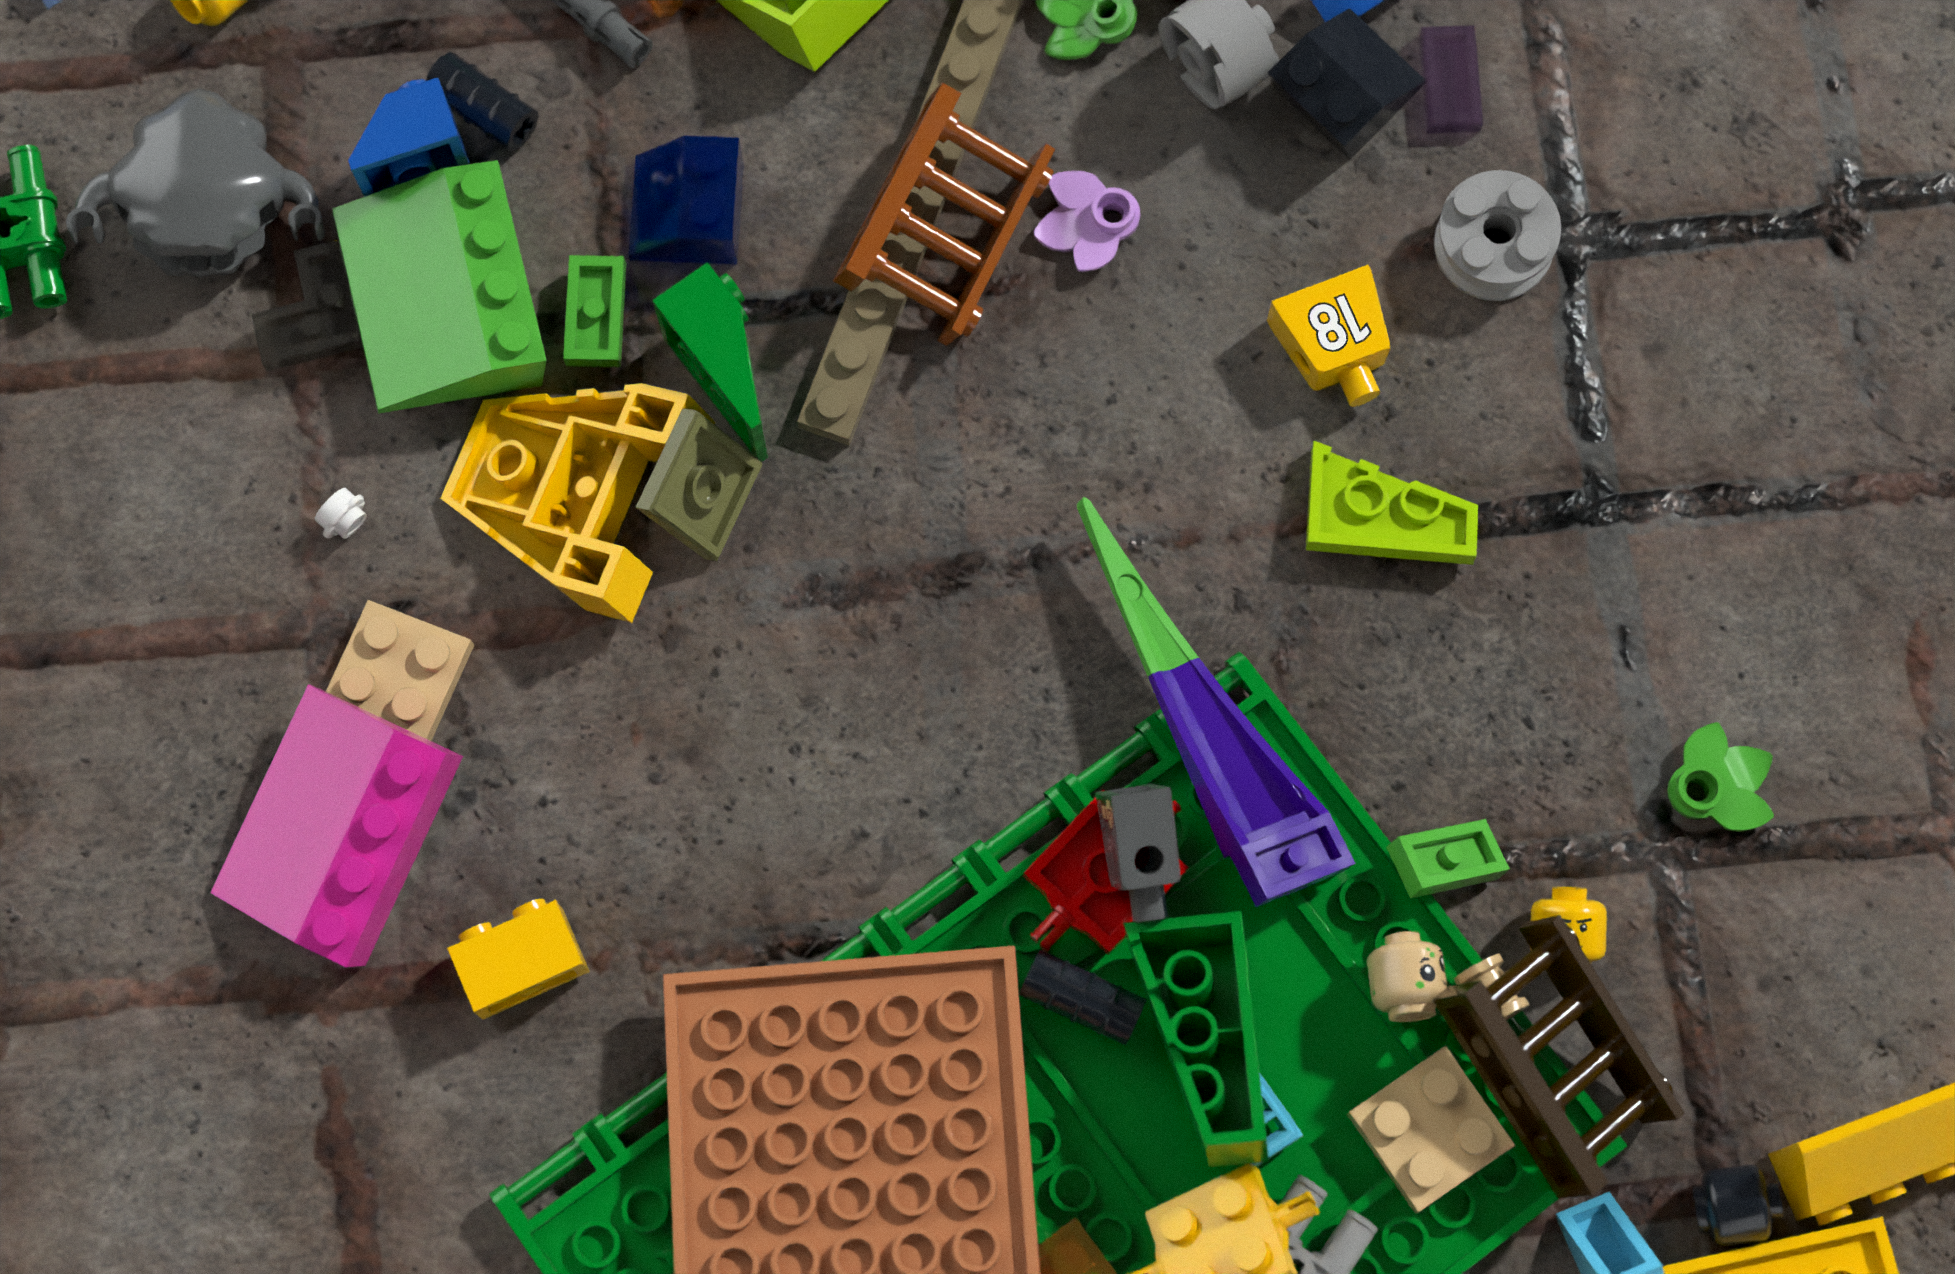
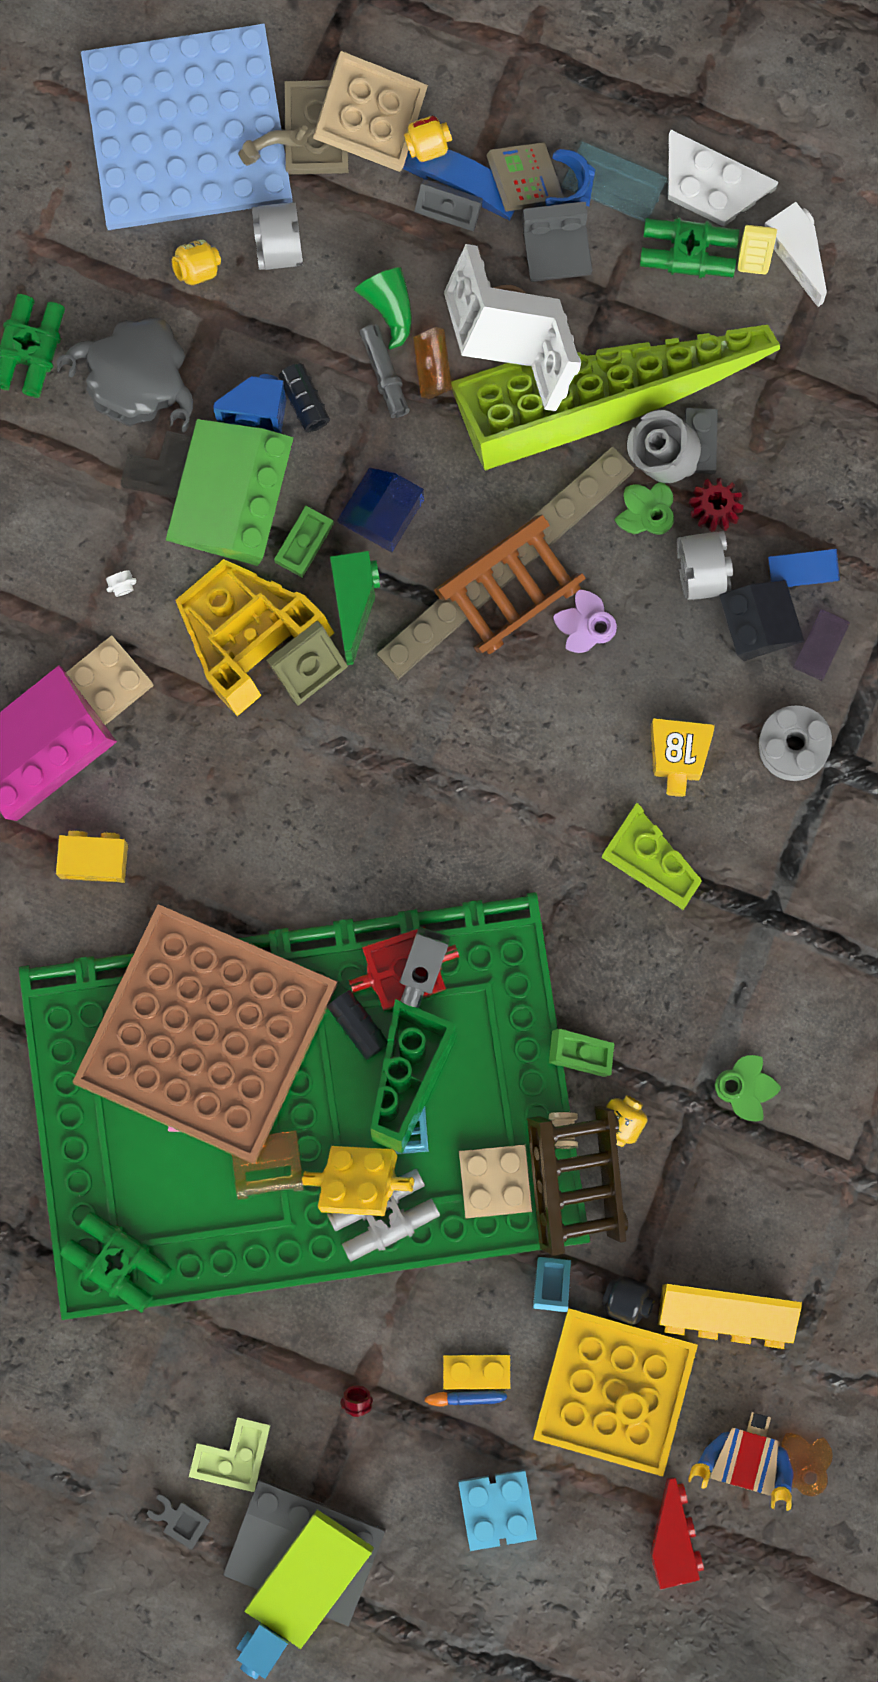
camera: 30 degrees right, 5 degrees up
(1248, 793) = (497, 971): dark purple plate -> none
(1406, 977) = (523, 1100): tan head -> none

